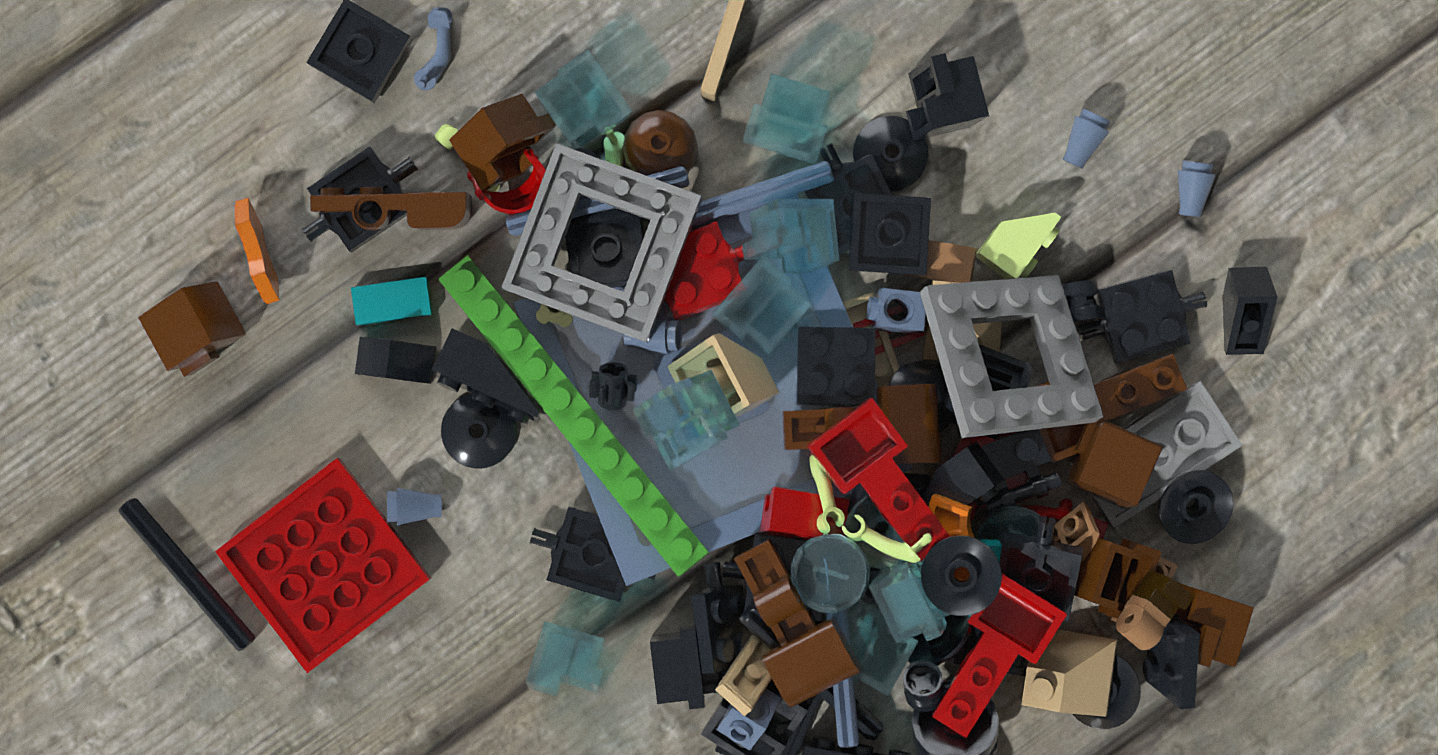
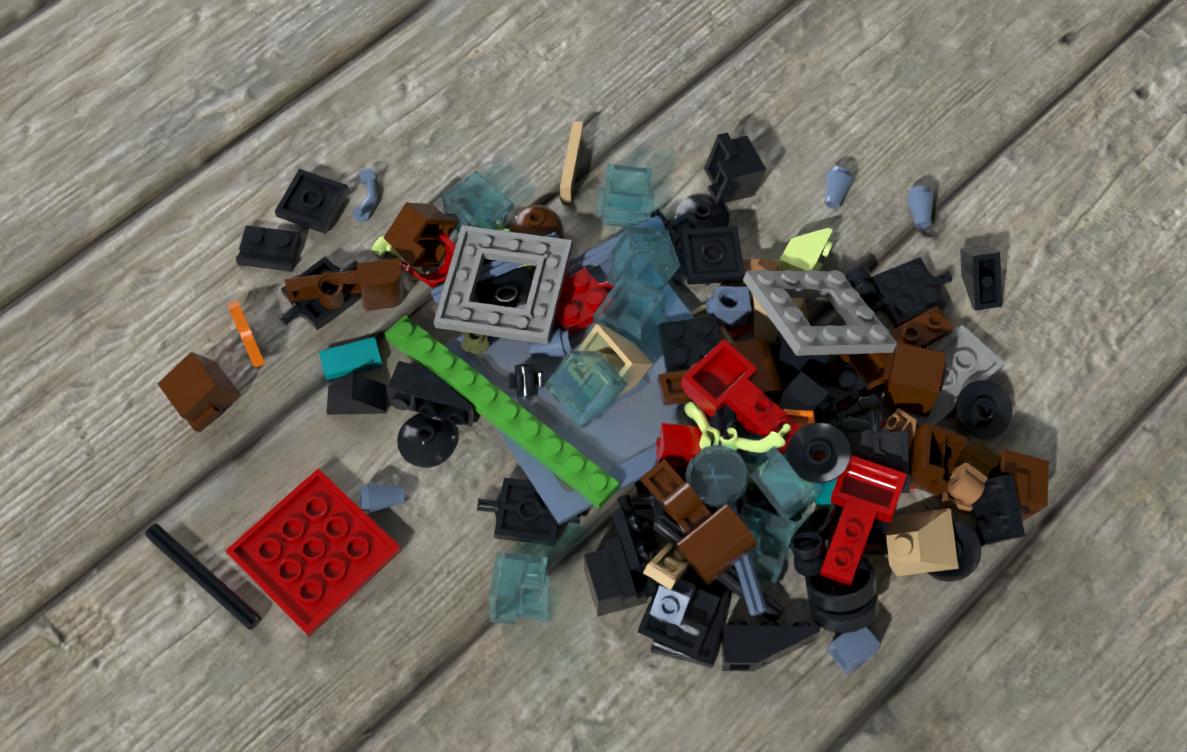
camera: 10 degrees left, 25 degrees down
(296, 114) = (268, 248): none -> black plate

